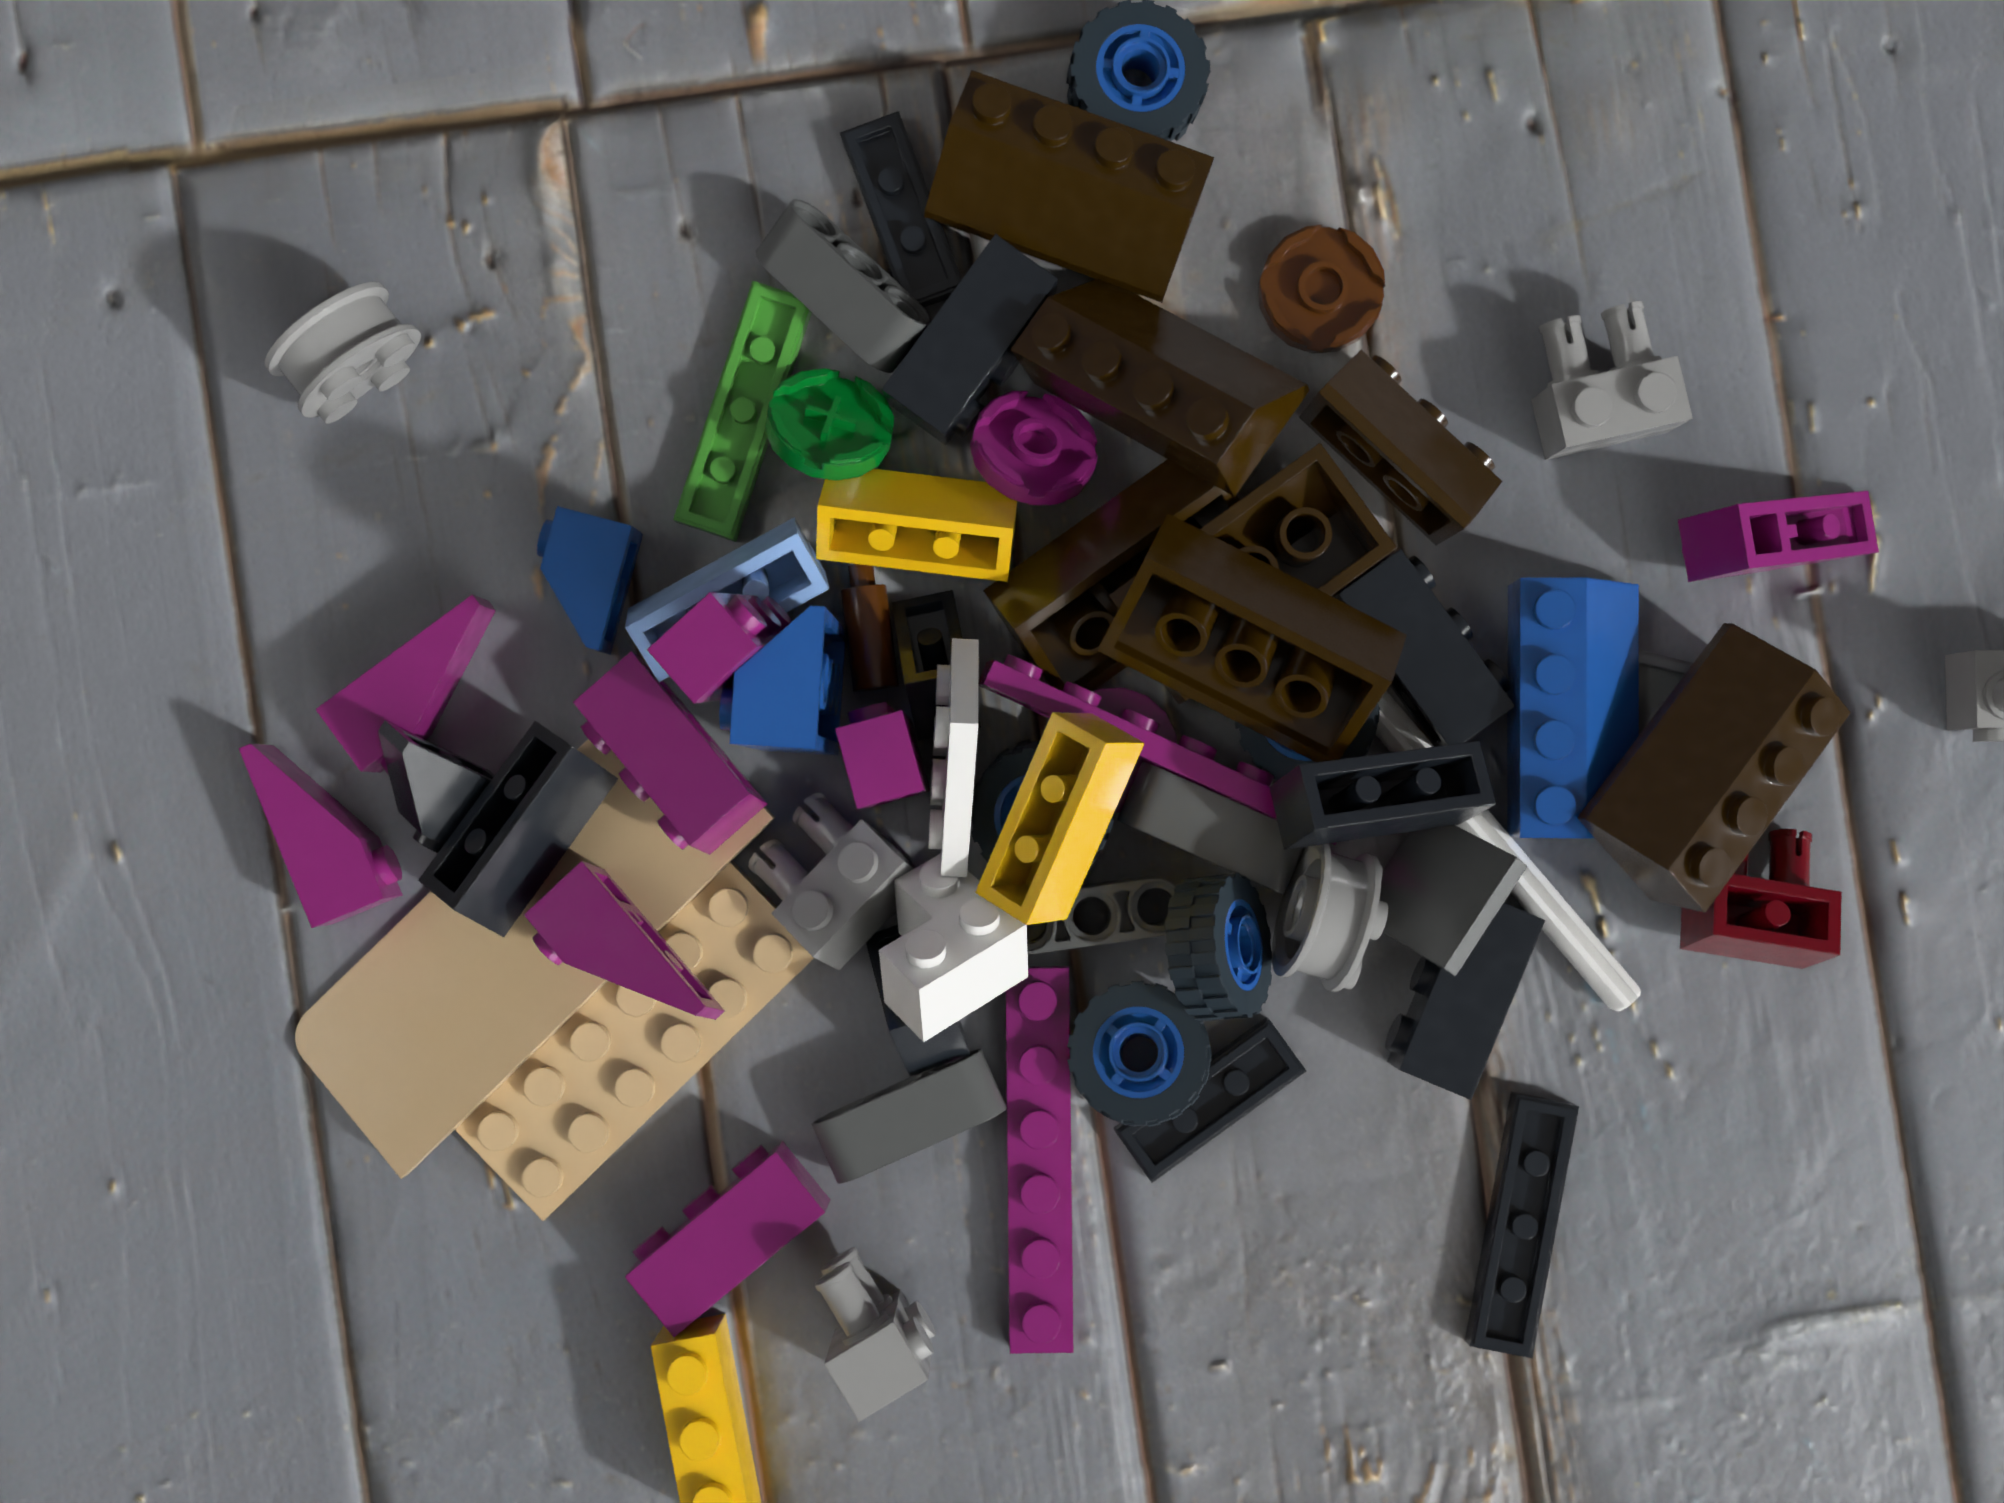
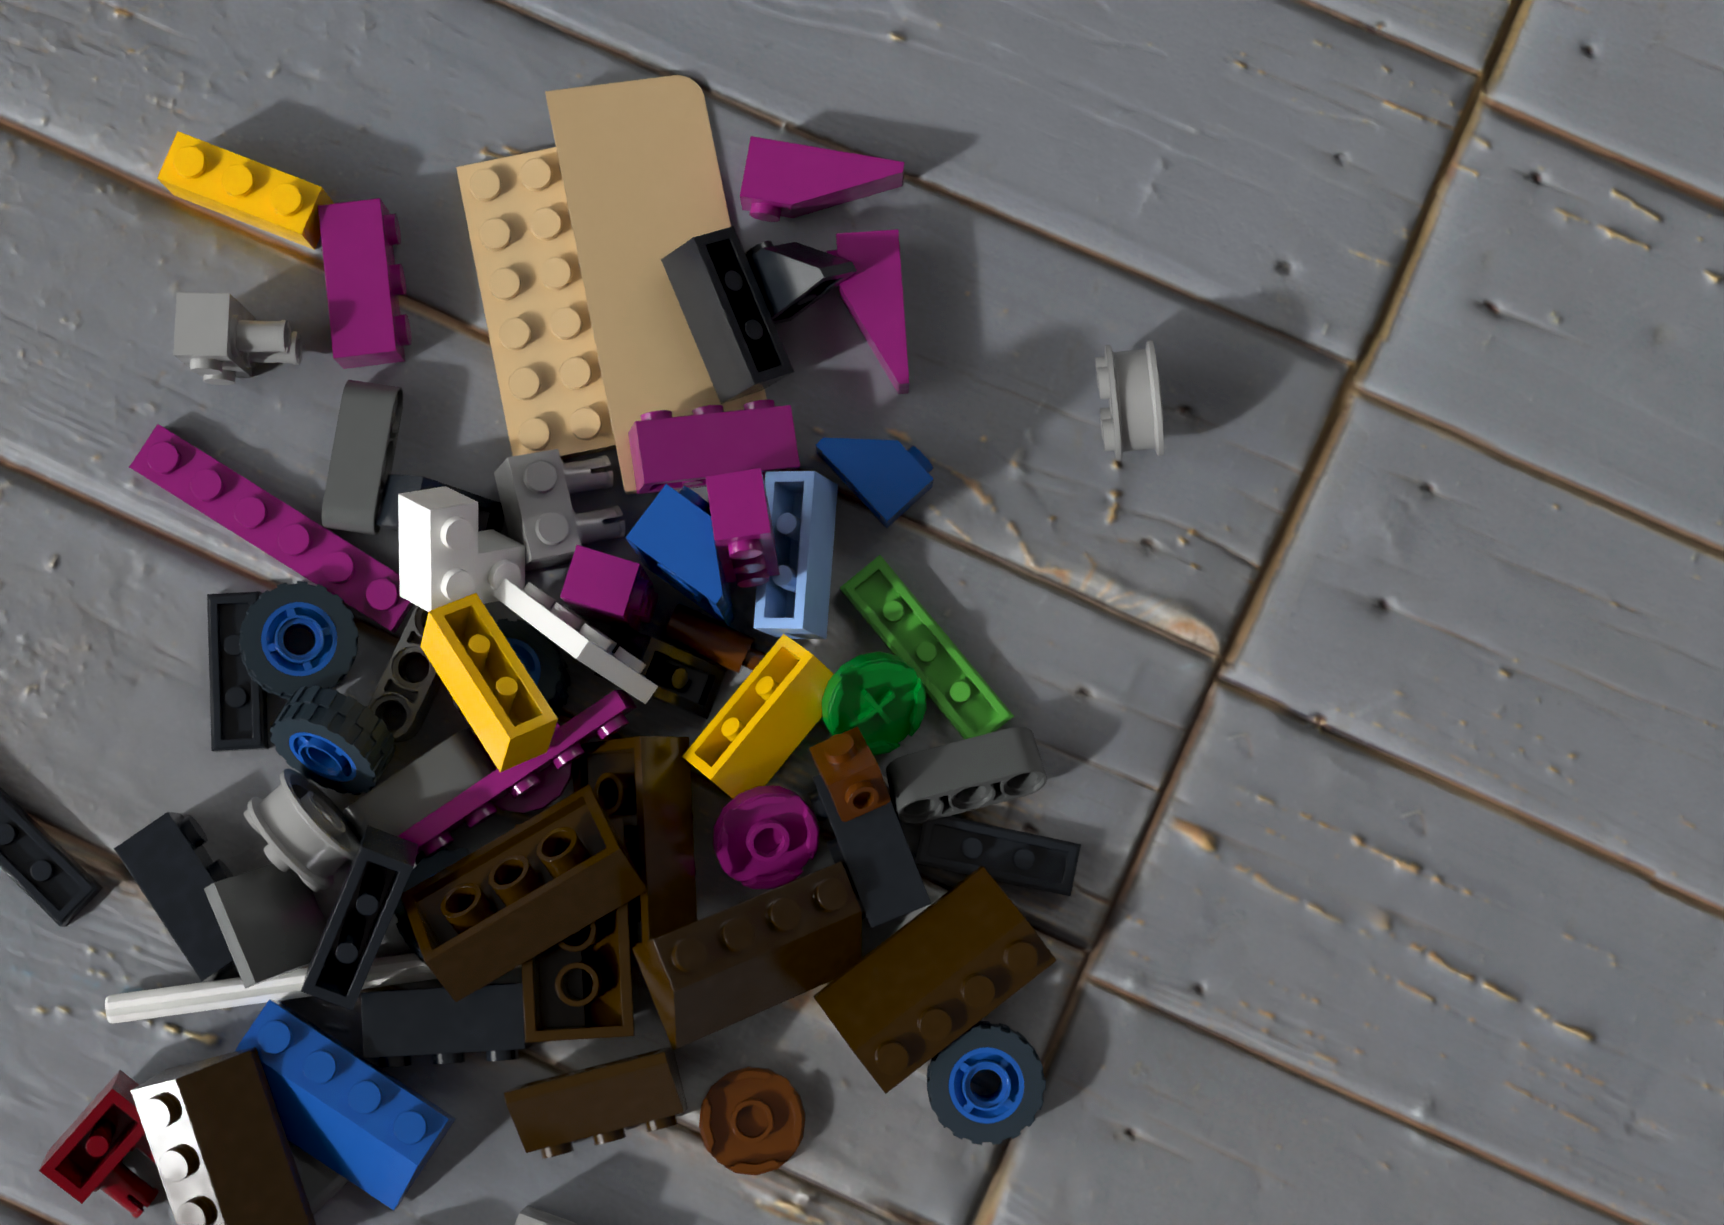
camera: 125 degrees right, 5 degrees down
(602, 932) = (613, 328): magenta slope -> none
(914, 395) = (850, 774): none -> reddish brown bracket

